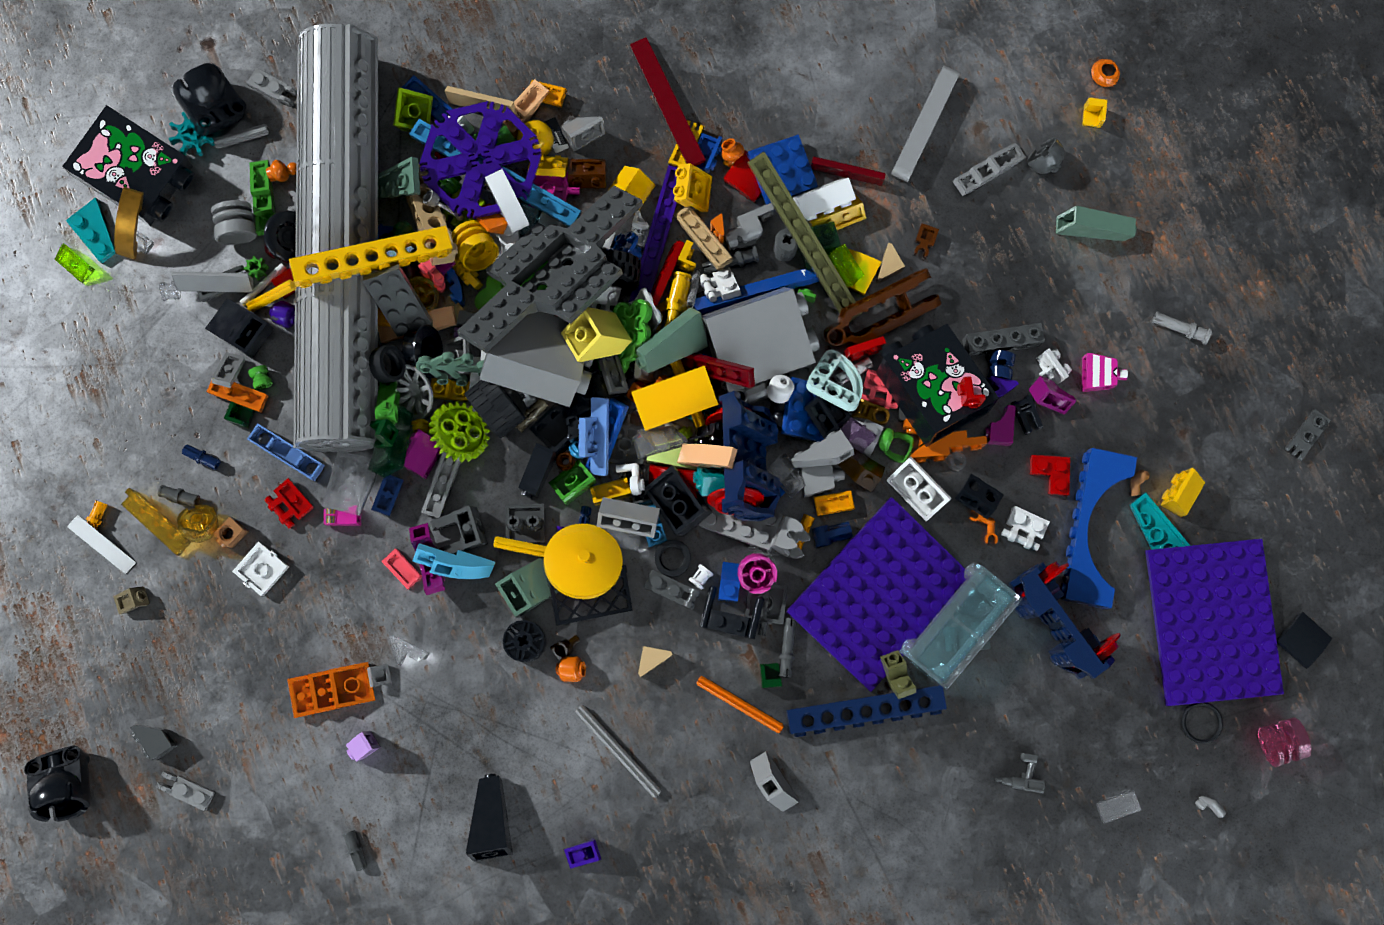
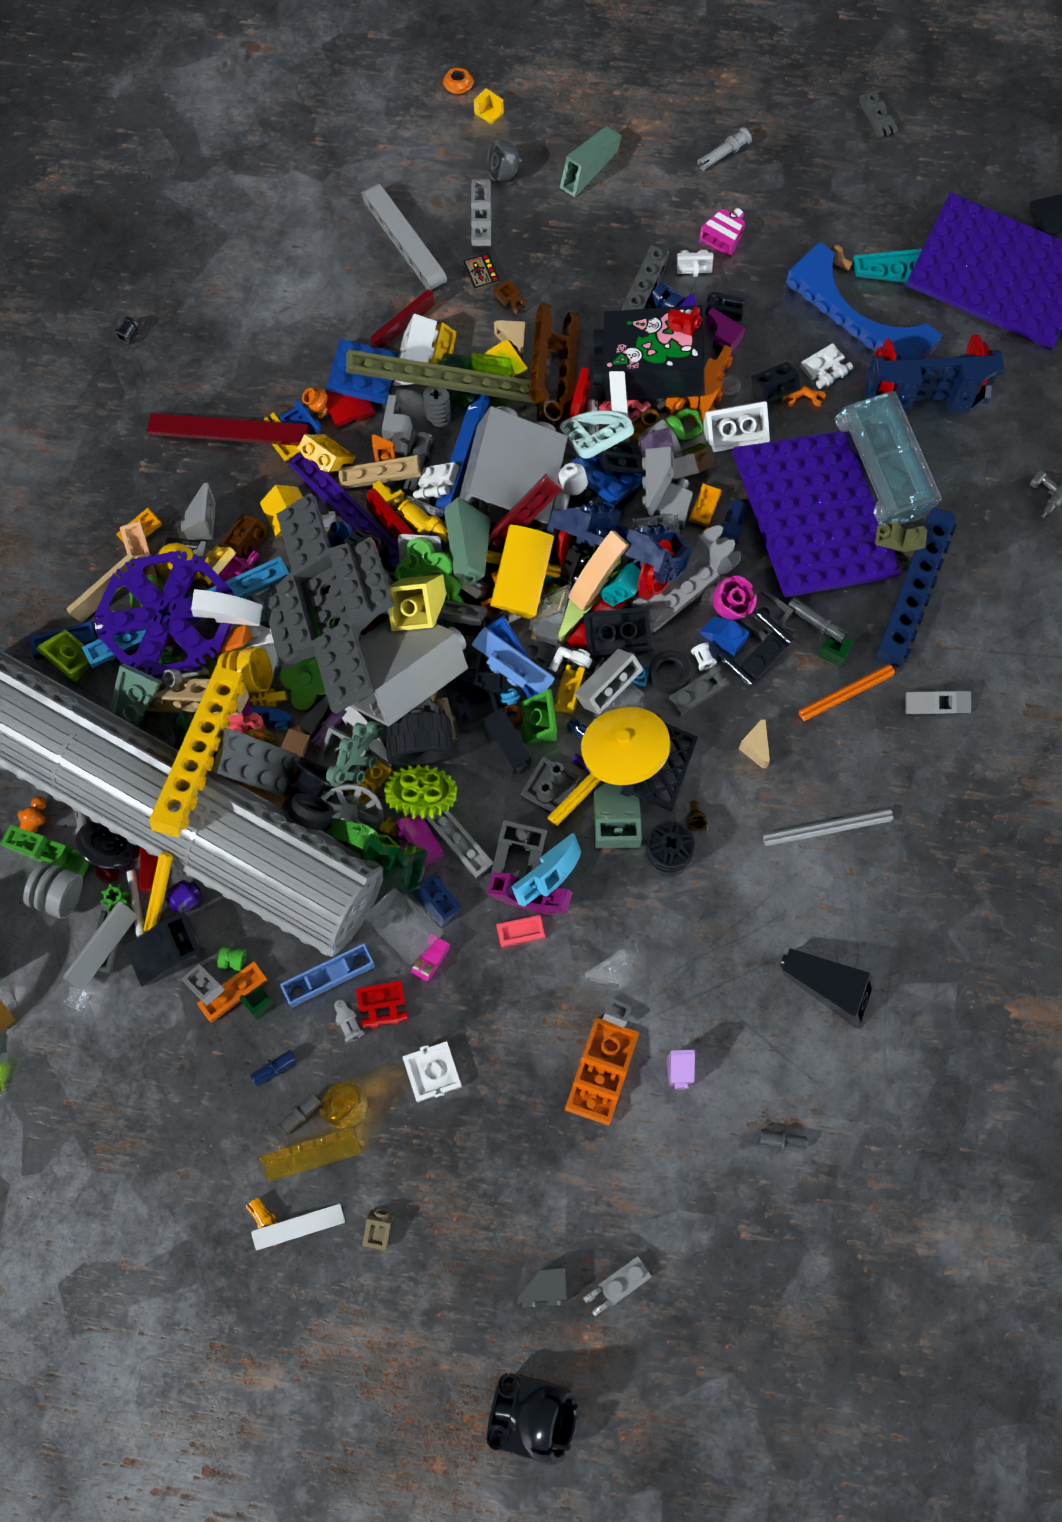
camera: 55 degrees left, 10 degrees down
(239, 532) = (367, 1074): medium nougat brick -> none
(262, 486) = (343, 1018): none -> light grey piece
(571, 669) = (722, 823): orange head -> none
(582, 854) = (913, 912): dark purple slope -> none
(875, 381) = (618, 394): none -> white sticker
(934, 203) = (481, 271): none -> piece
(1051, 395) = (720, 276): magenta arch -> none
(1056, 468) = (788, 313): red plate -> none
(1183, 492) = (871, 227): yellow slope -> none

